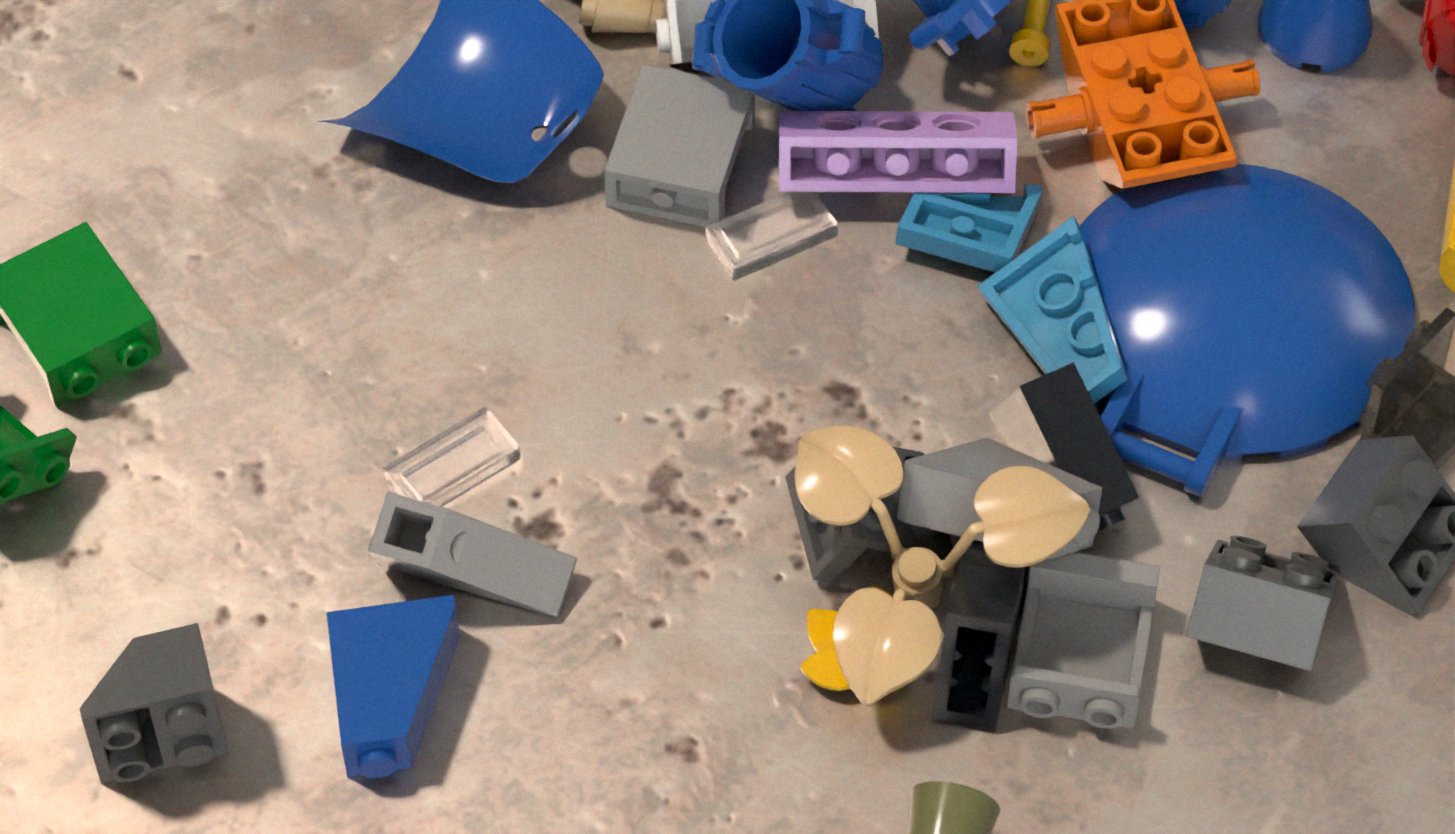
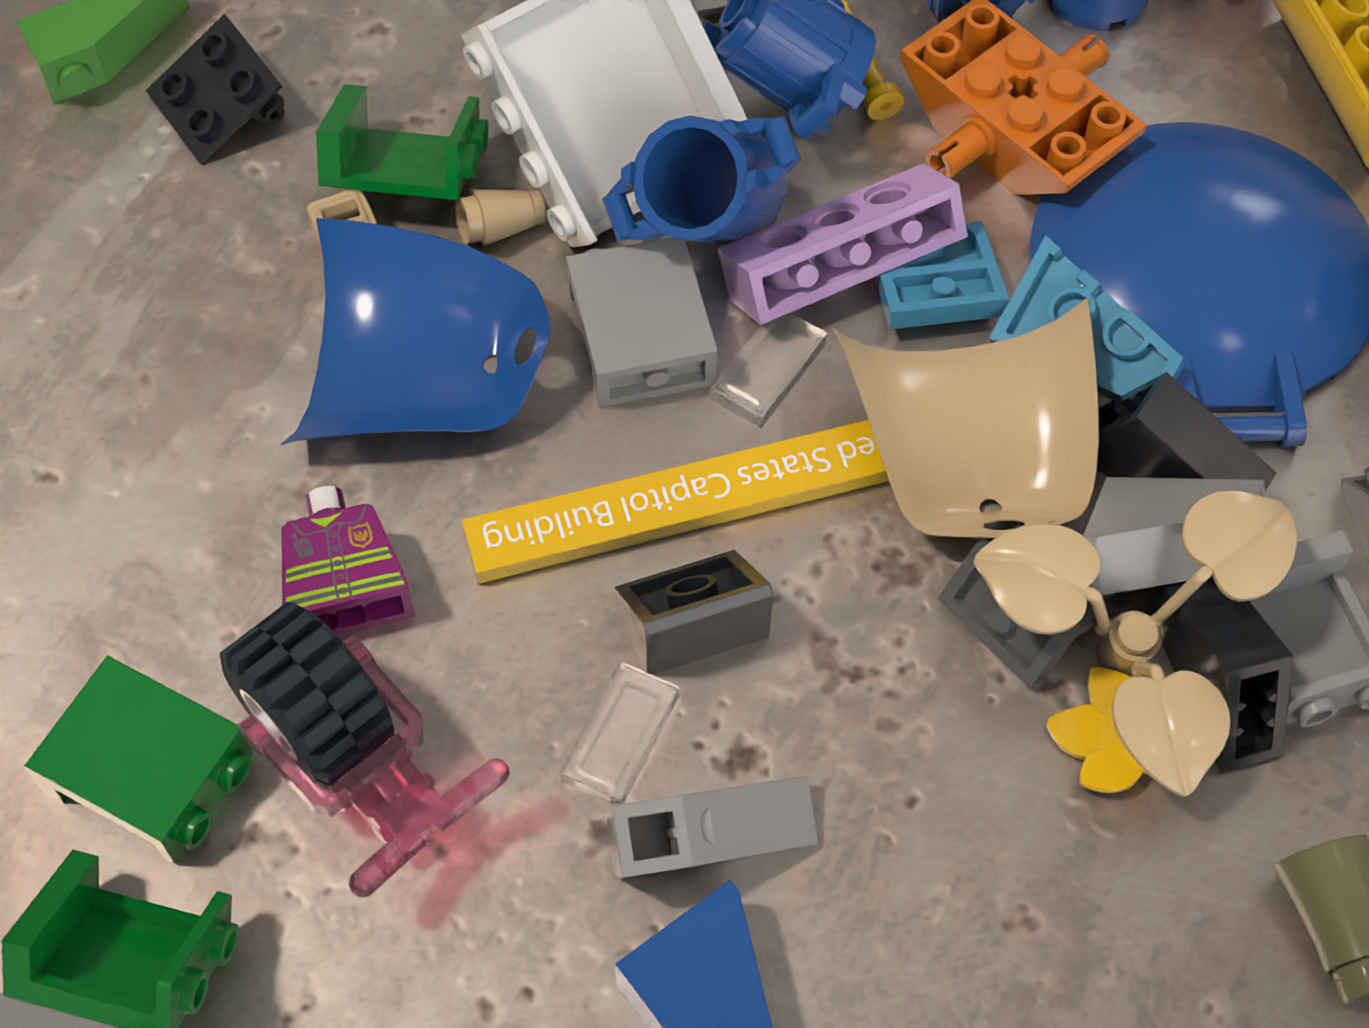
camera: 30 degrees left, 5 degrees up
(225, 358) = (326, 719): none -> piece
(304, 240) = (343, 565): none -> magenta torso
(570, 398) = (696, 610): none -> black slope
(656, 312) = (673, 501): none -> yellow tile
(902, 348) = (986, 424): none -> tan piece

